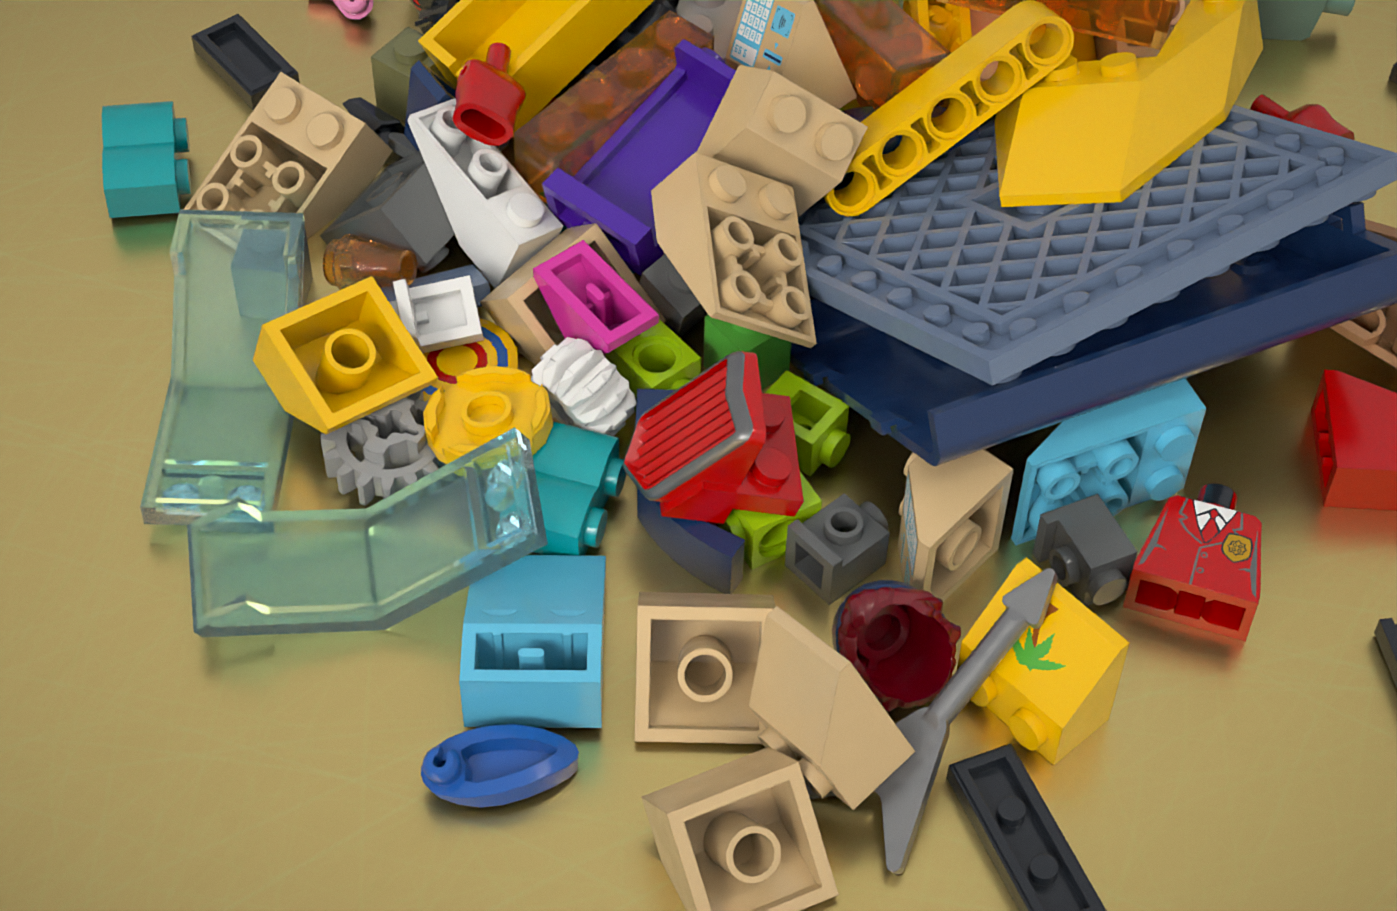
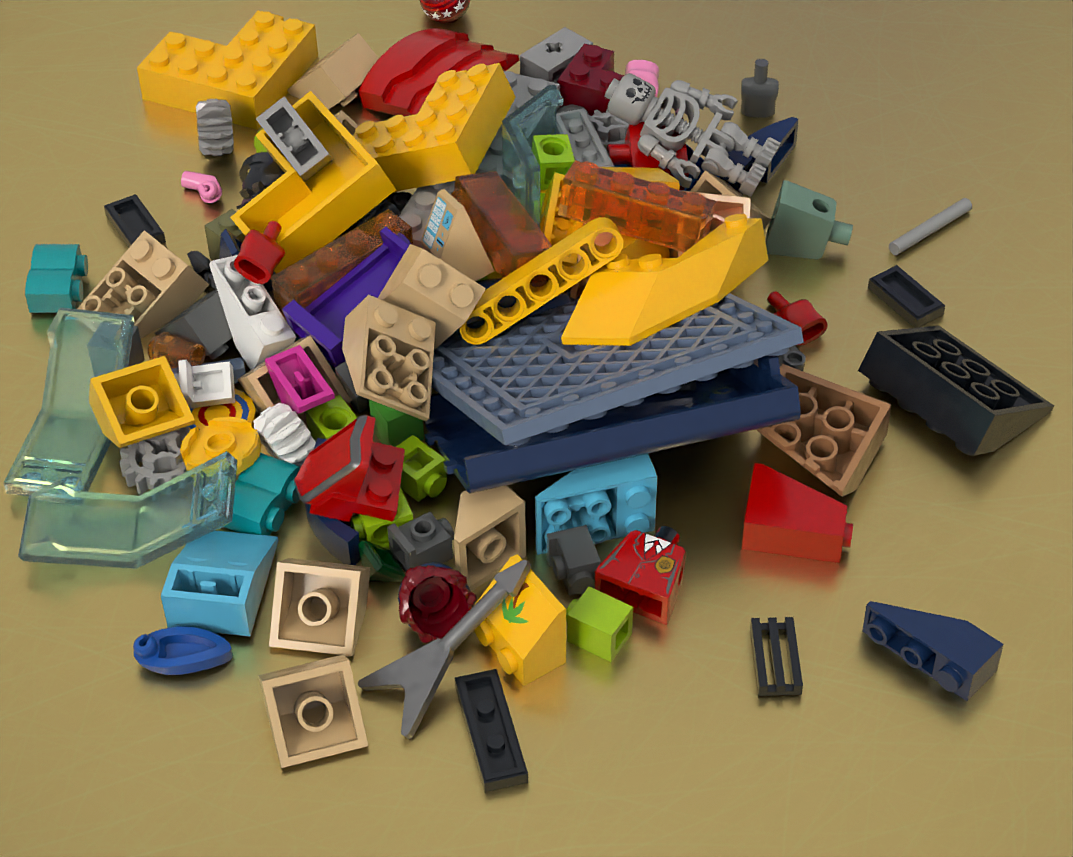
camera: 10 degrees right, 5 degrees down
(776, 577) = (381, 563): none -> dark green slope
(822, 713) = (373, 638): tan slope -> none
(1160, 651) = (599, 623): none -> lime brick

